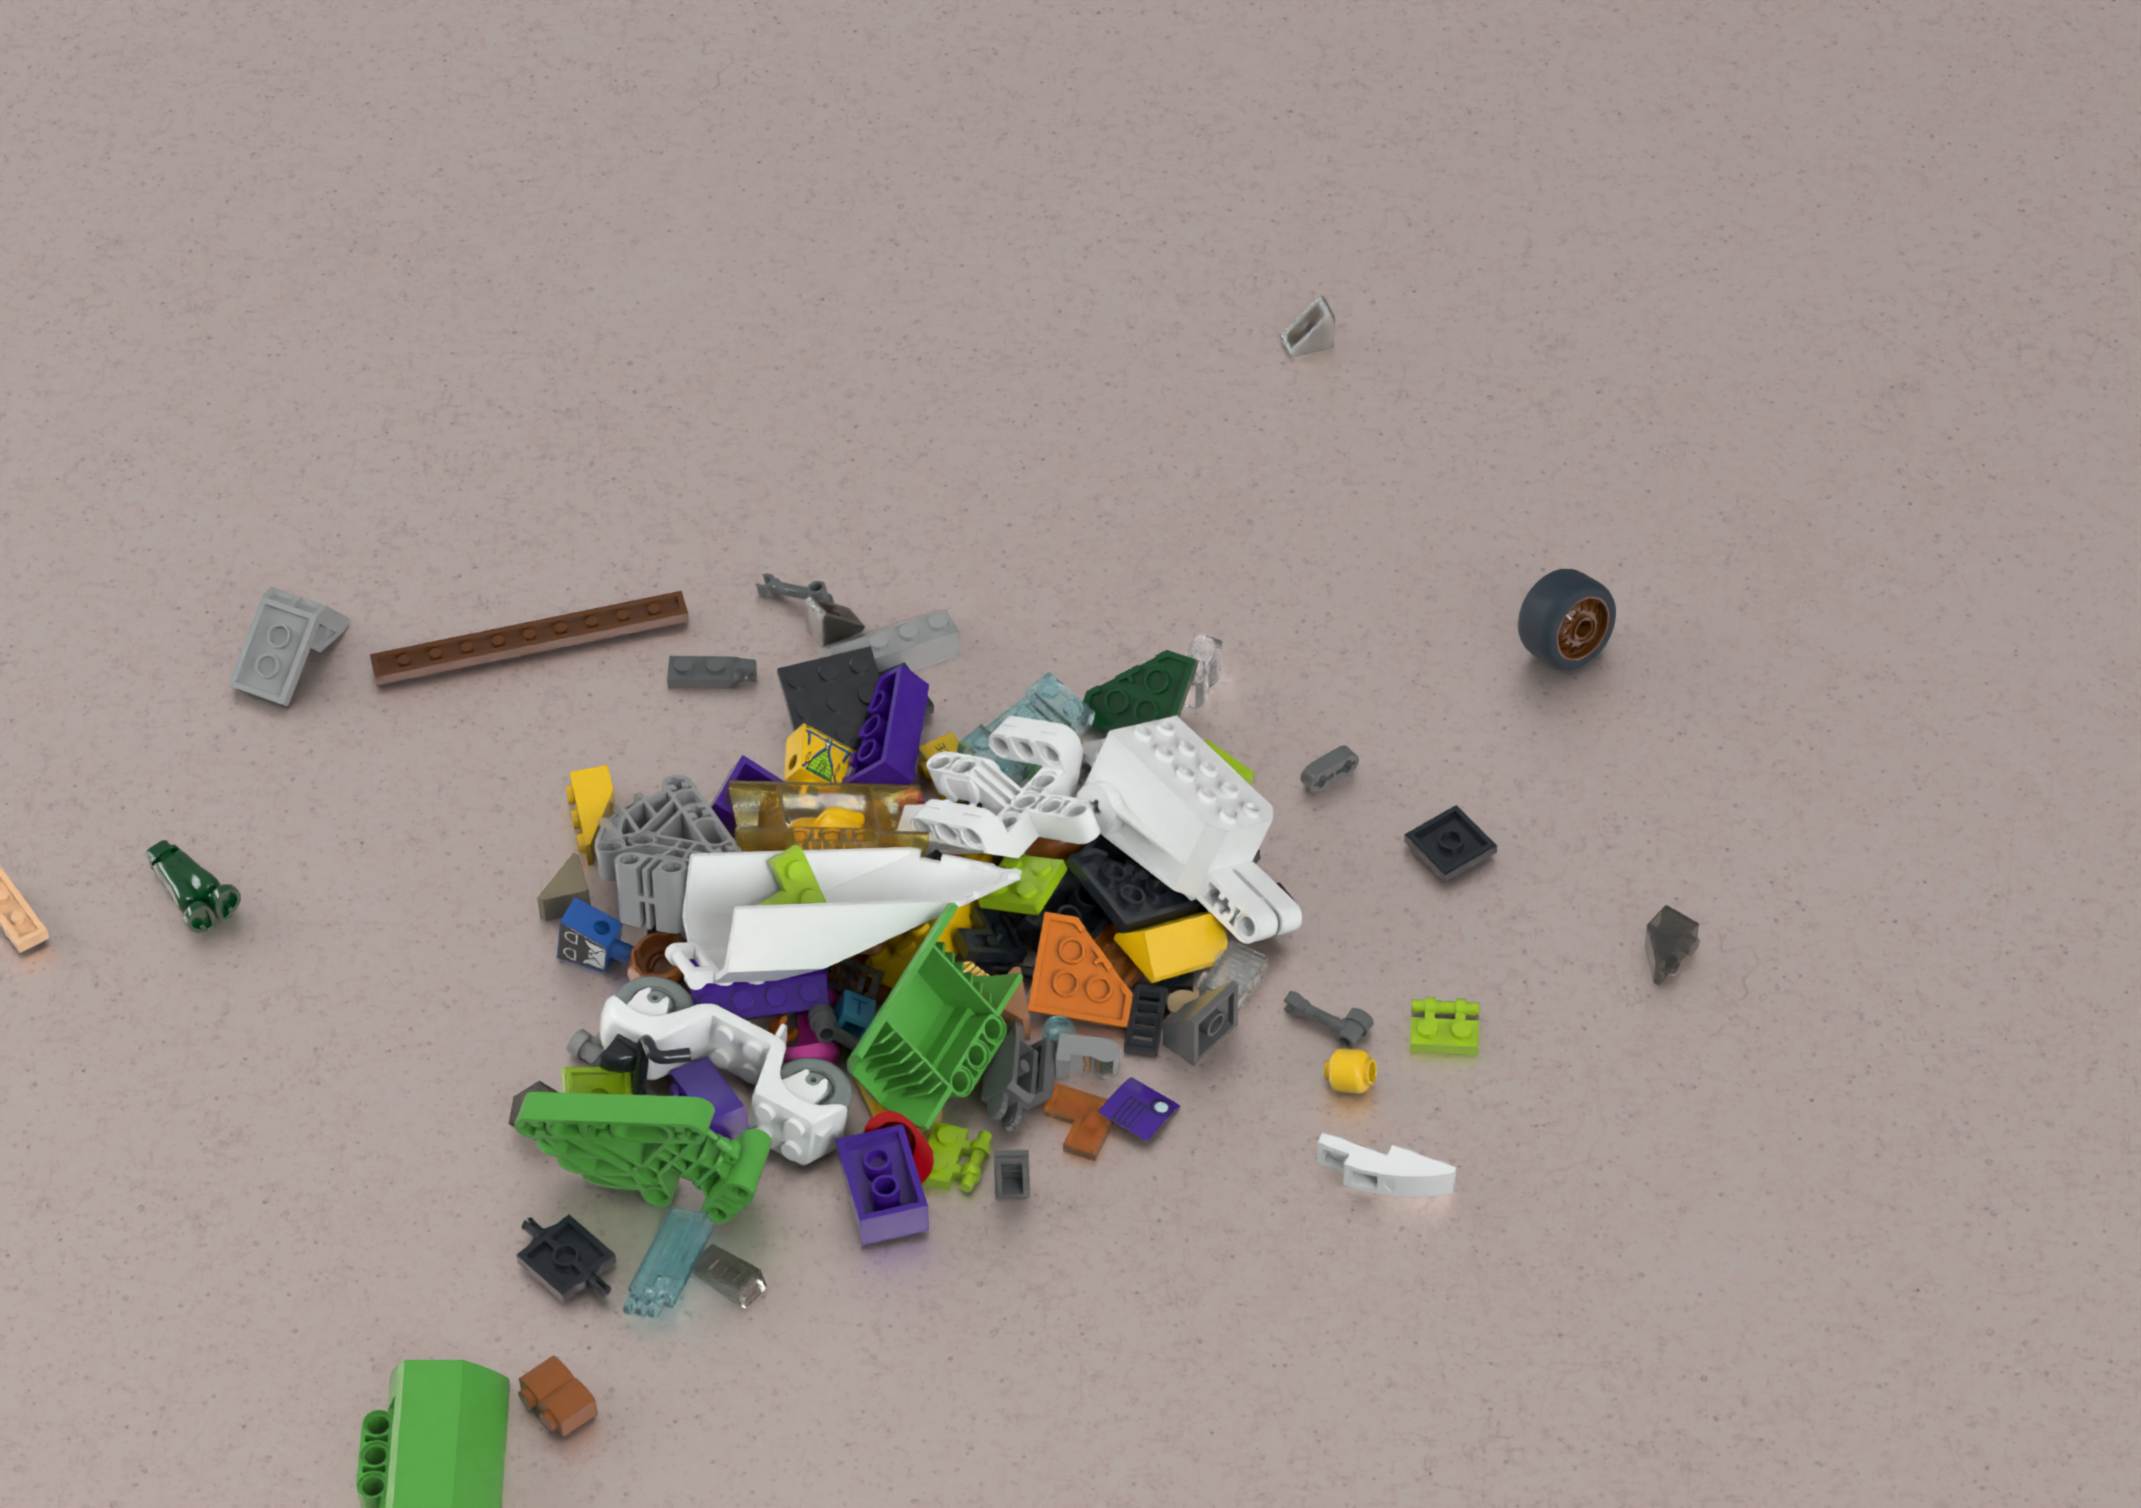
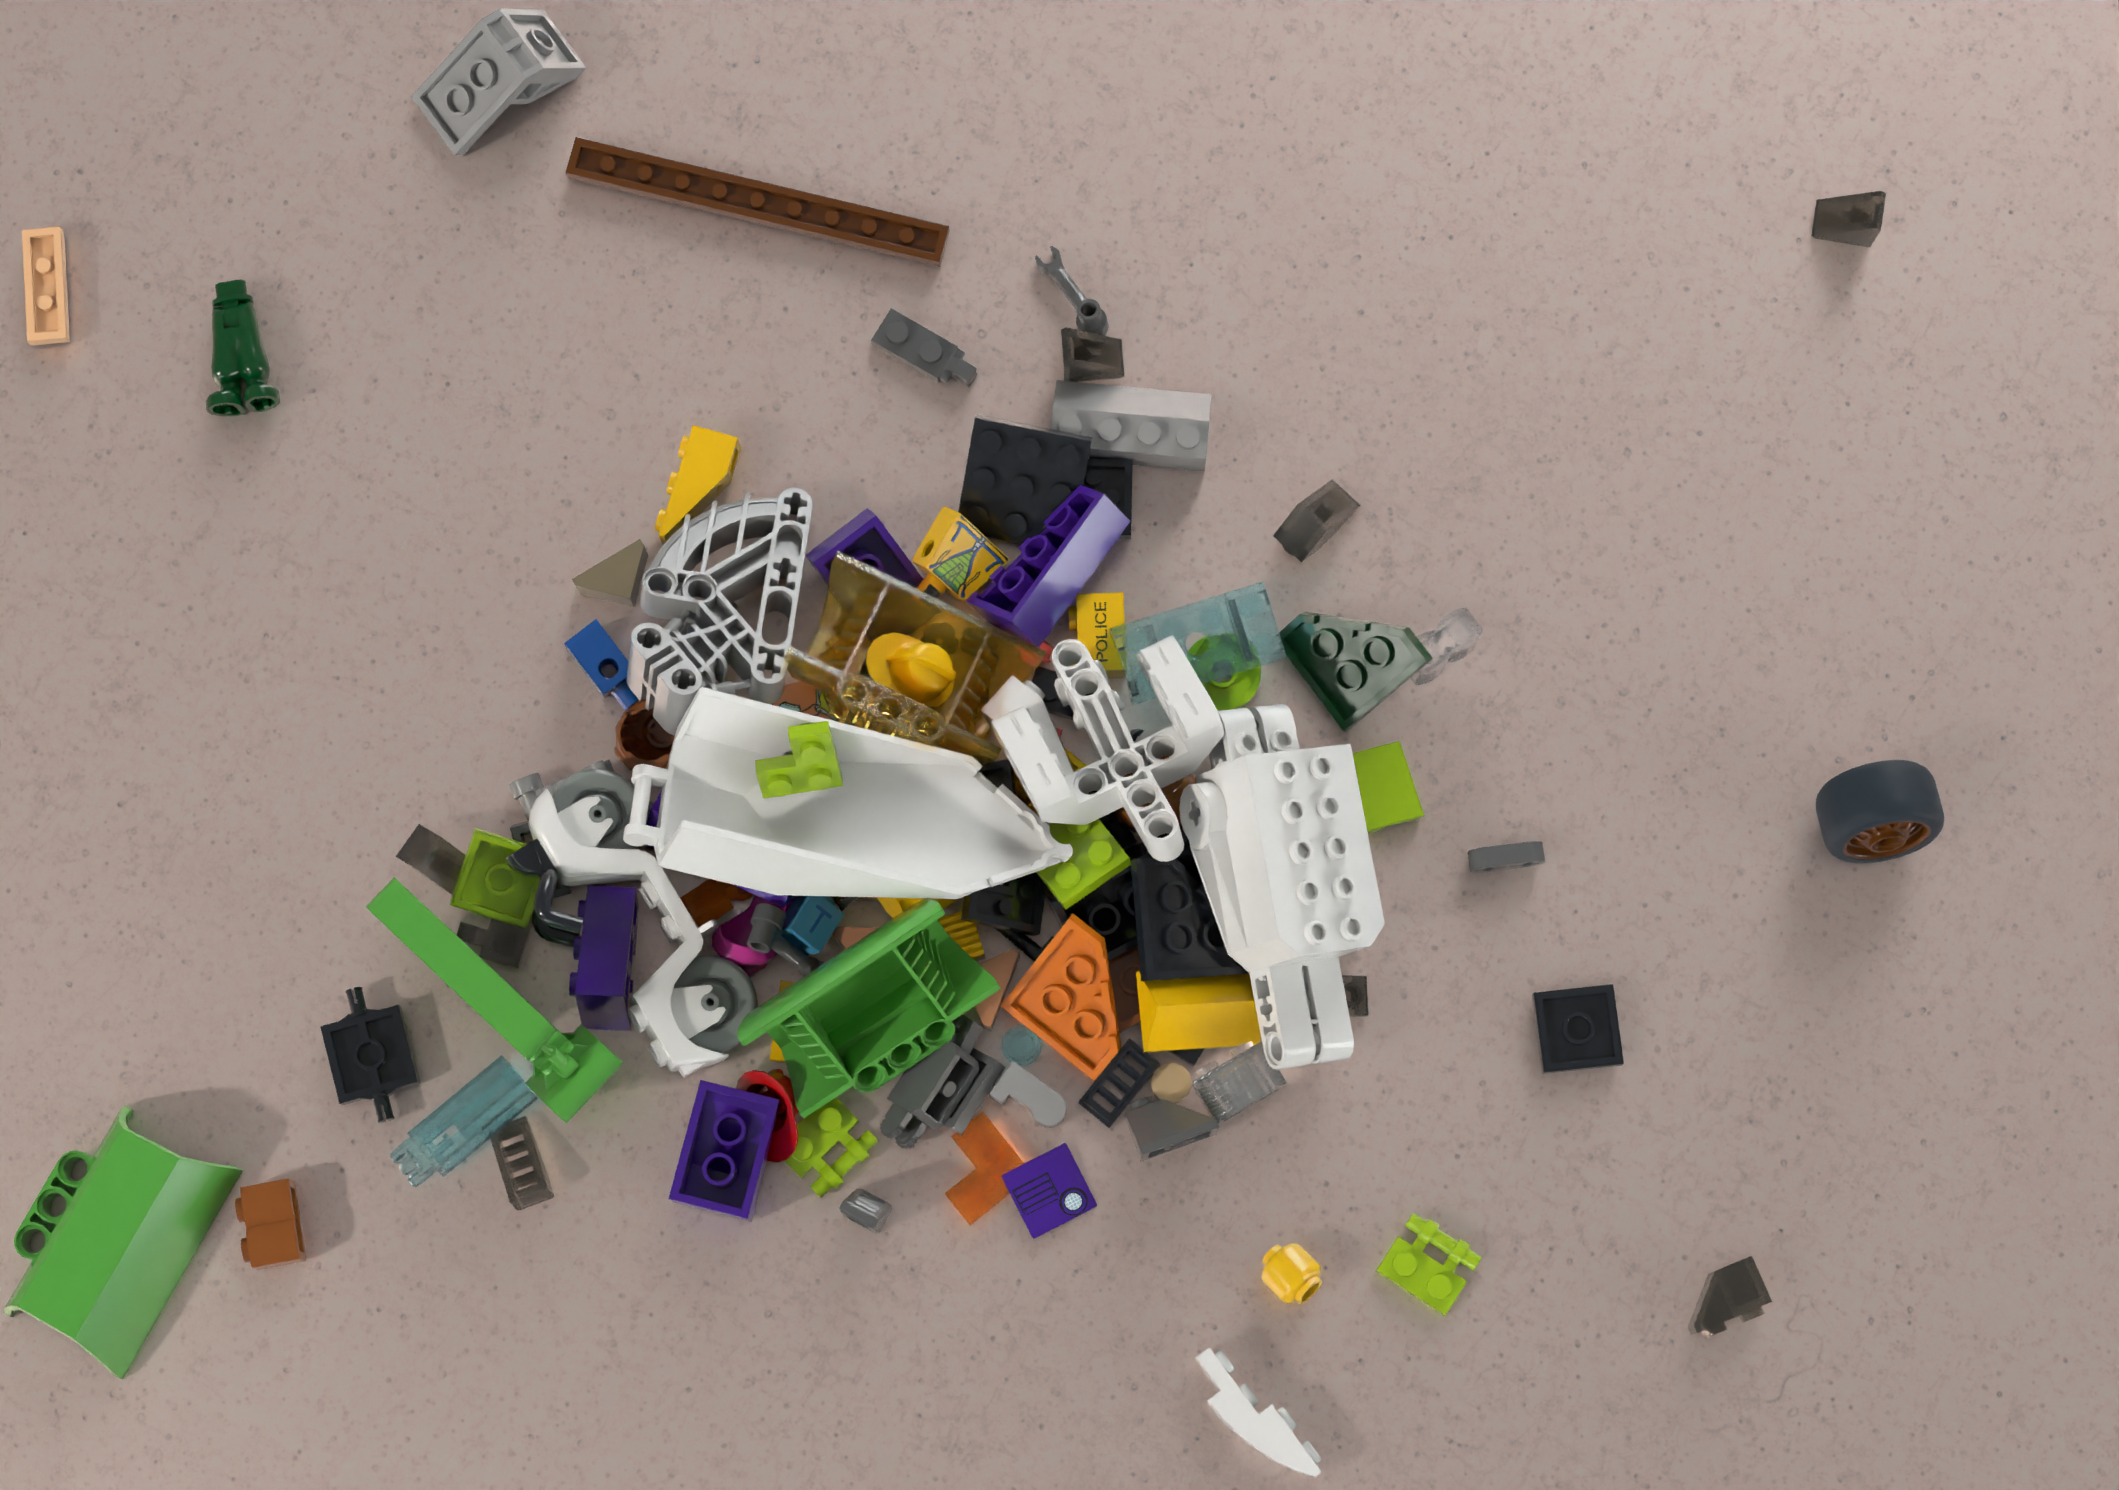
camera: 30 degrees right, 30 degrees up
(1059, 644) = (1316, 520): none -> clear smoke slope
(1349, 1029) = (1325, 1213): dark grey brick -> none

